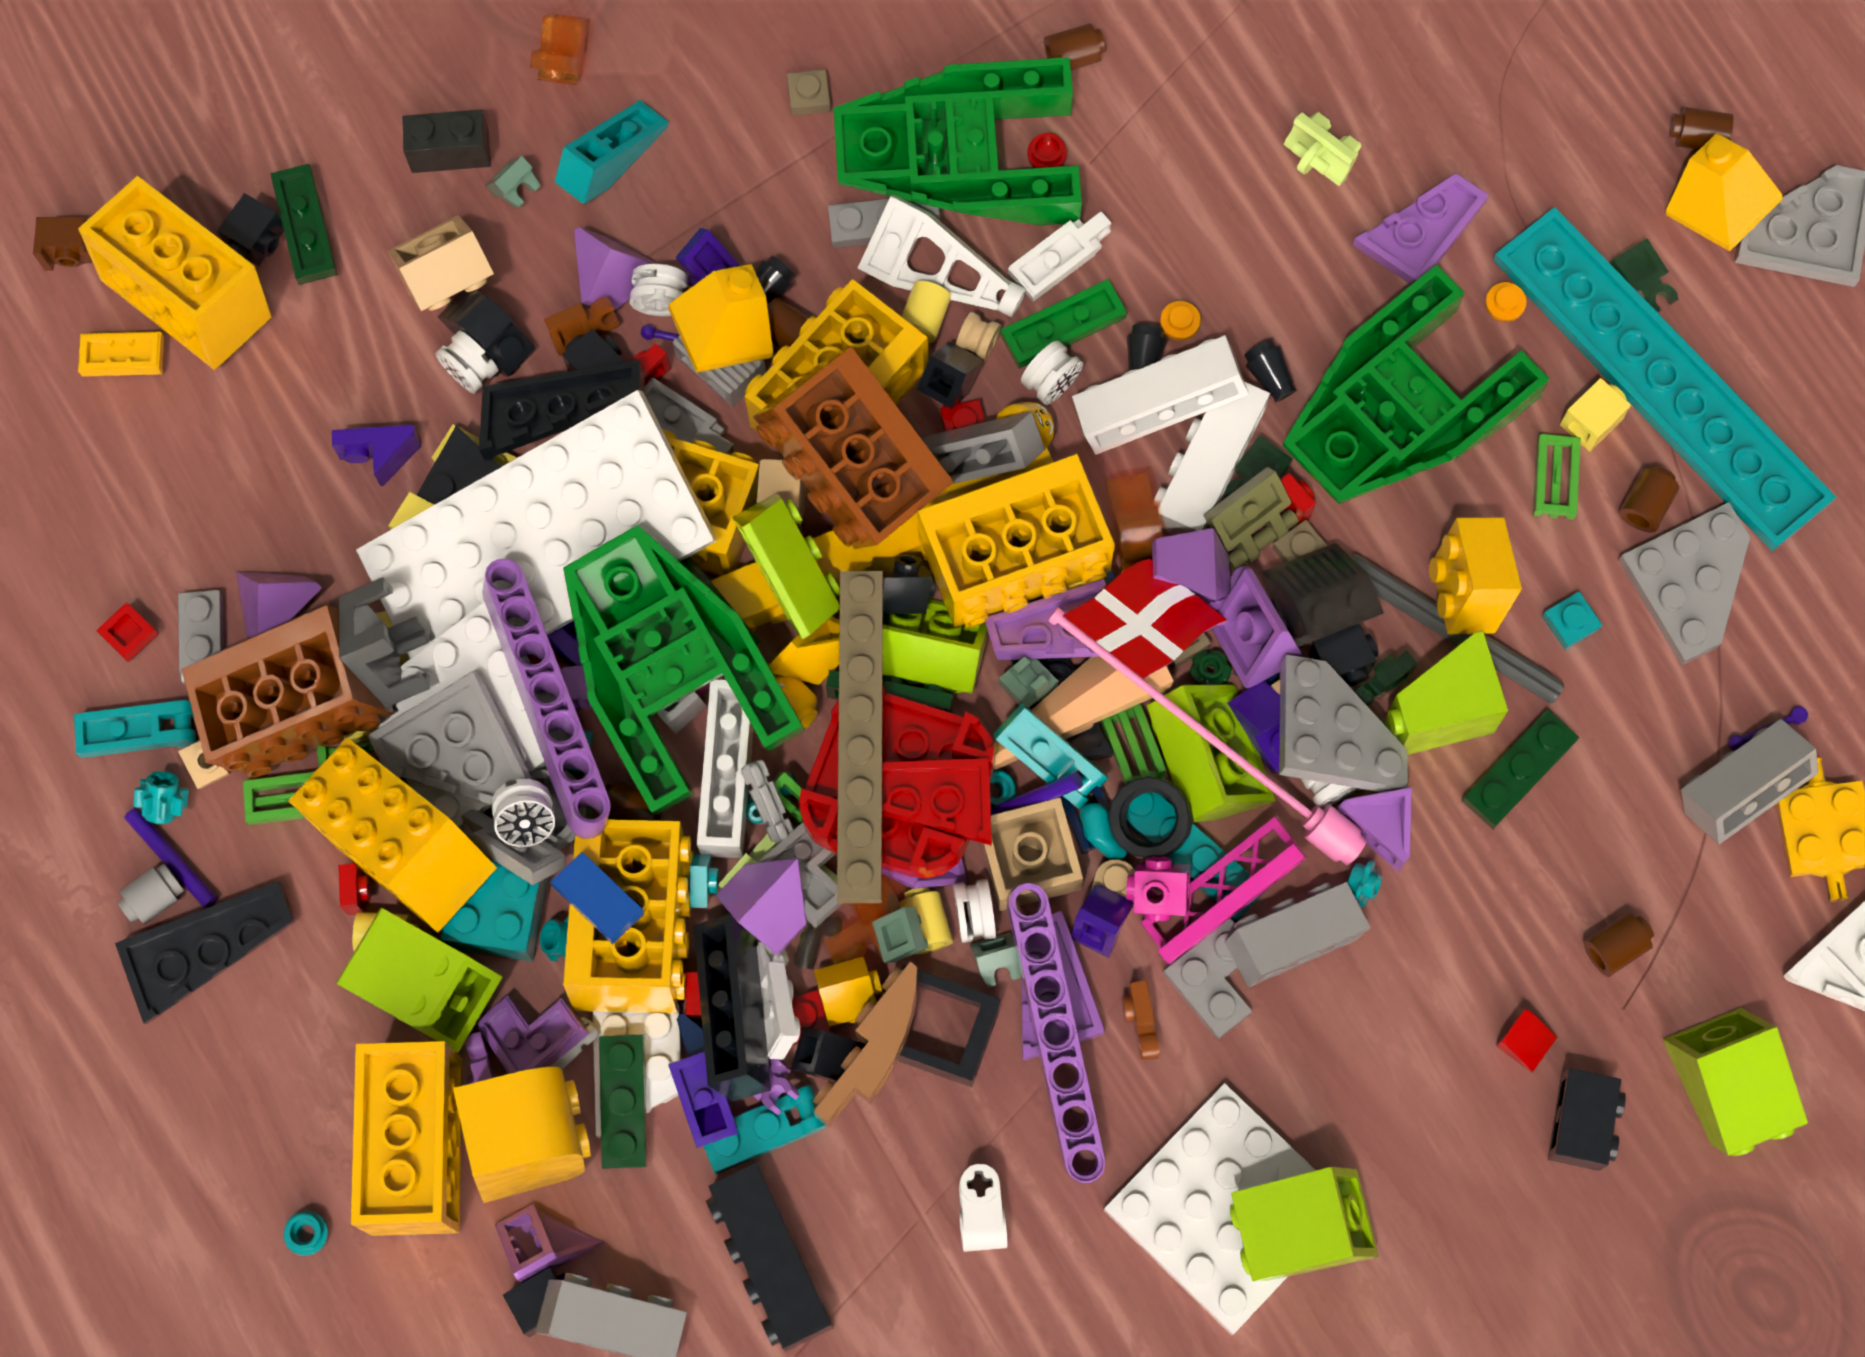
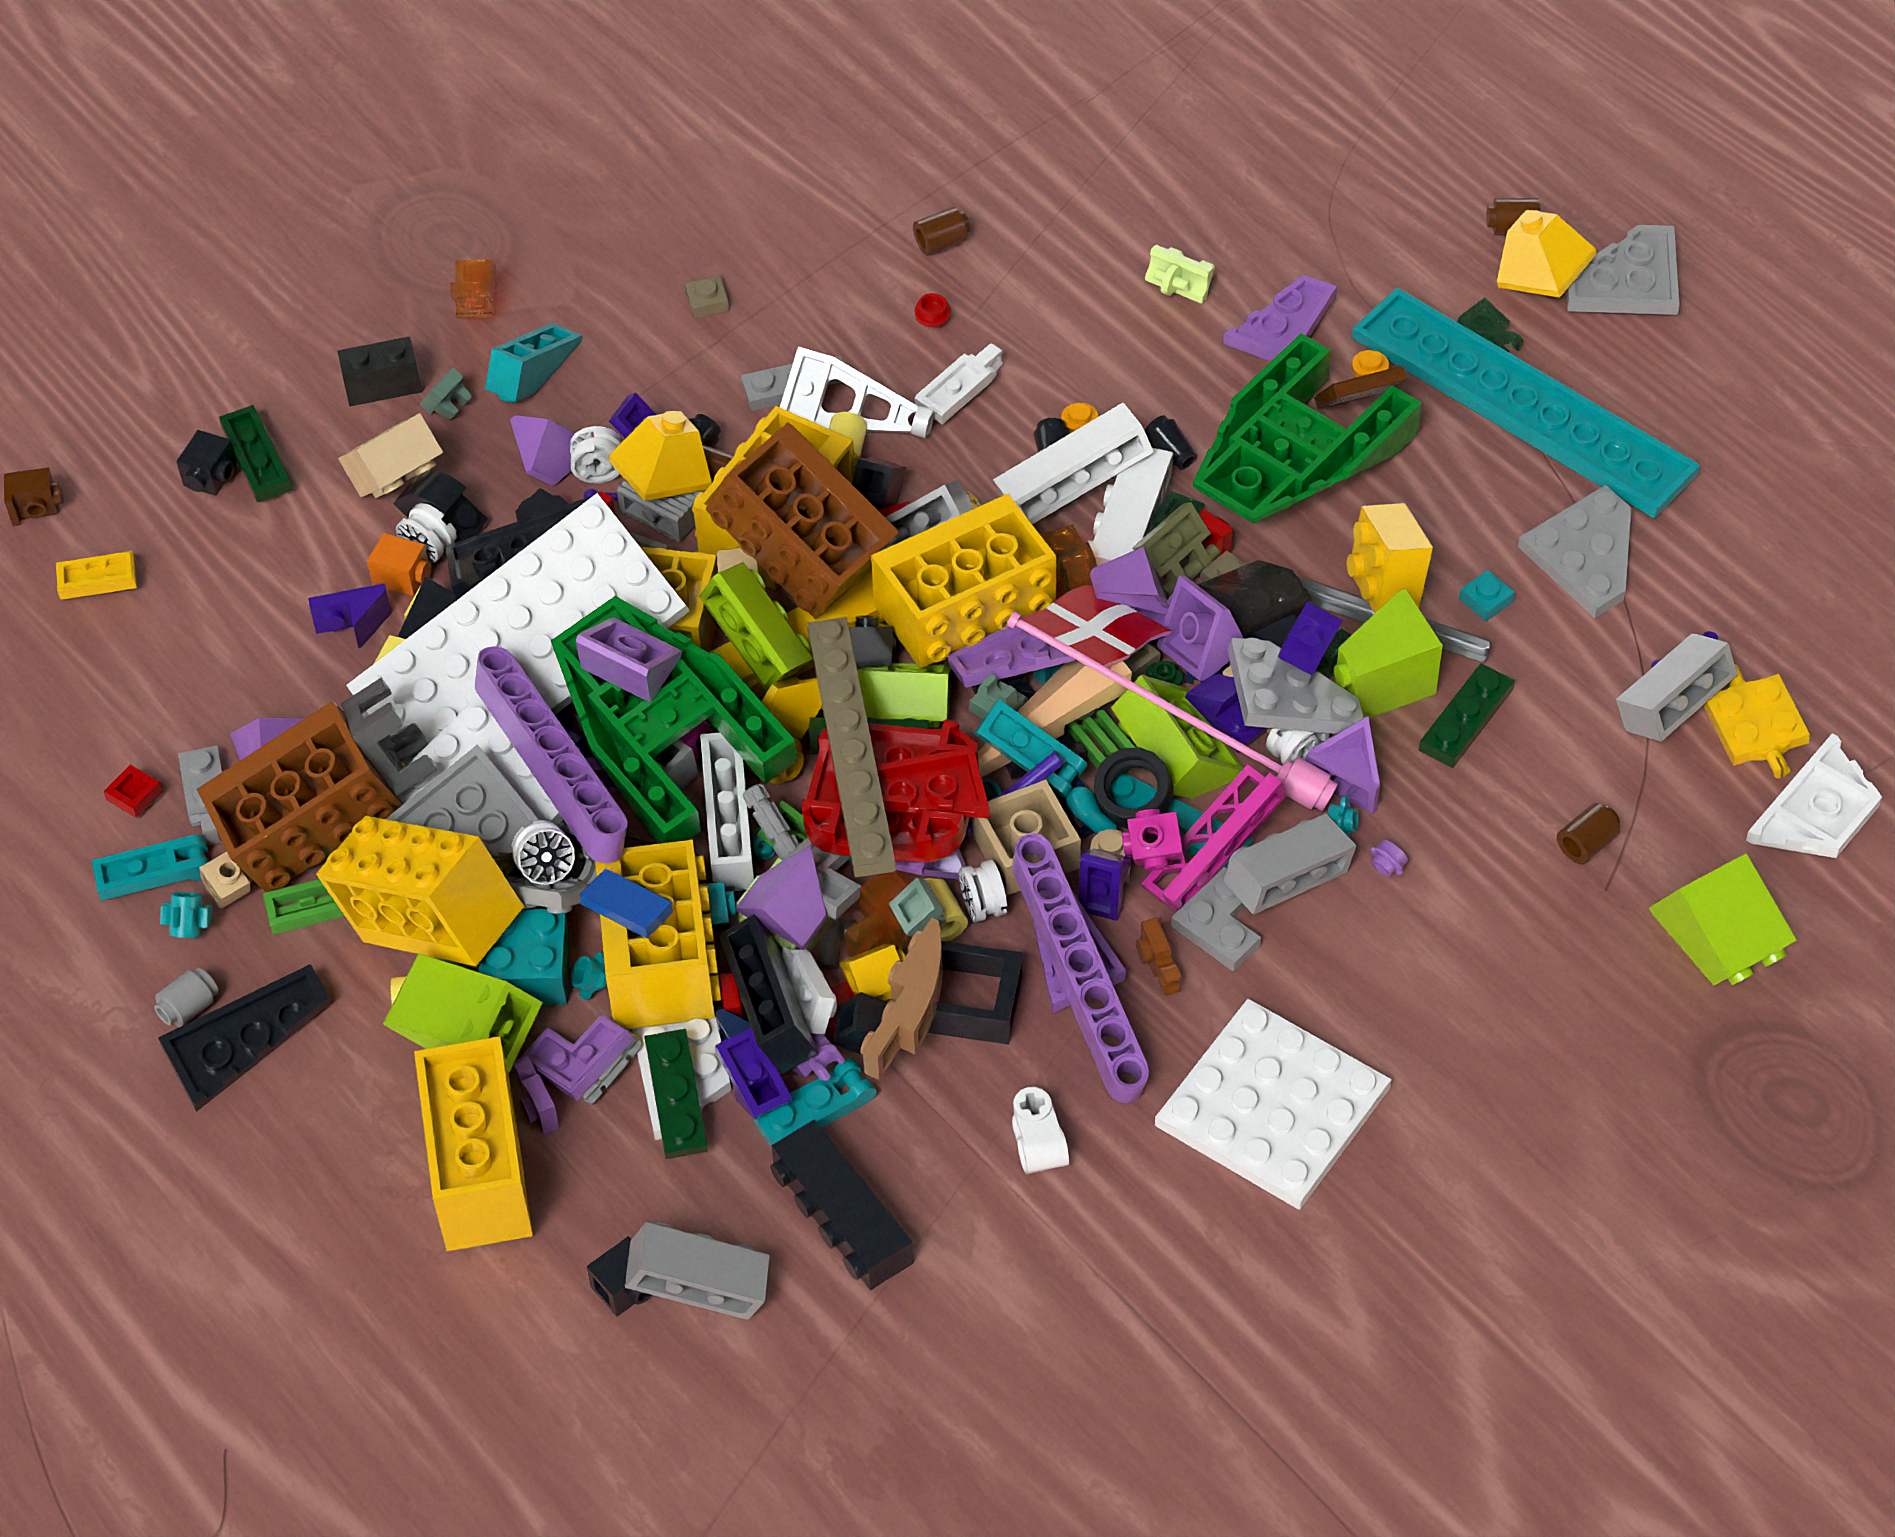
camera: 10 degrees left, 20 degrees down
(171, 858) = (191, 962): dark purple bar -> none
(176, 272) = (144, 492): yellow brick -> none
(296, 1224) = (379, 1247): teal plate -> none
(353, 888) = (385, 962): red plate -> none
(434, 395) = (399, 564): none -> orange brick
(522, 1131) = (582, 1113): yellow brick -> none
(540, 1241) = (605, 1227): medium lavender slope -> none
(577, 321) = (523, 486): dark orange plate -> none
(641, 603) = (627, 657): none -> medium lavender slope
(939, 141) = (843, 310): green wedge -> none
(978, 336) = (899, 450): tan wheel -> none
(994, 954) = (1013, 925): sand green tile -> none
(1051, 372) = (971, 466): white wheel -> none
(1064, 321) = (973, 434): green plate -> none
(1303, 1224) = (1345, 1085): lime slope -> none
(1362, 683) = (1309, 638): none -> dark purple slope
(1402, 937) = (1388, 858): none -> medium lavender plate
(1487, 340) = (1360, 387): none -> reddish brown tile
(1527, 1040) = (1522, 923): red slope -> none
(1554, 509) = (1449, 512): bright green tile -> none
(1586, 1119) = (1592, 975): black brick -> none
(1596, 414) = (1470, 435): light yellow brick -> none
(1649, 499) = (1533, 491): reddish brown brick -> none

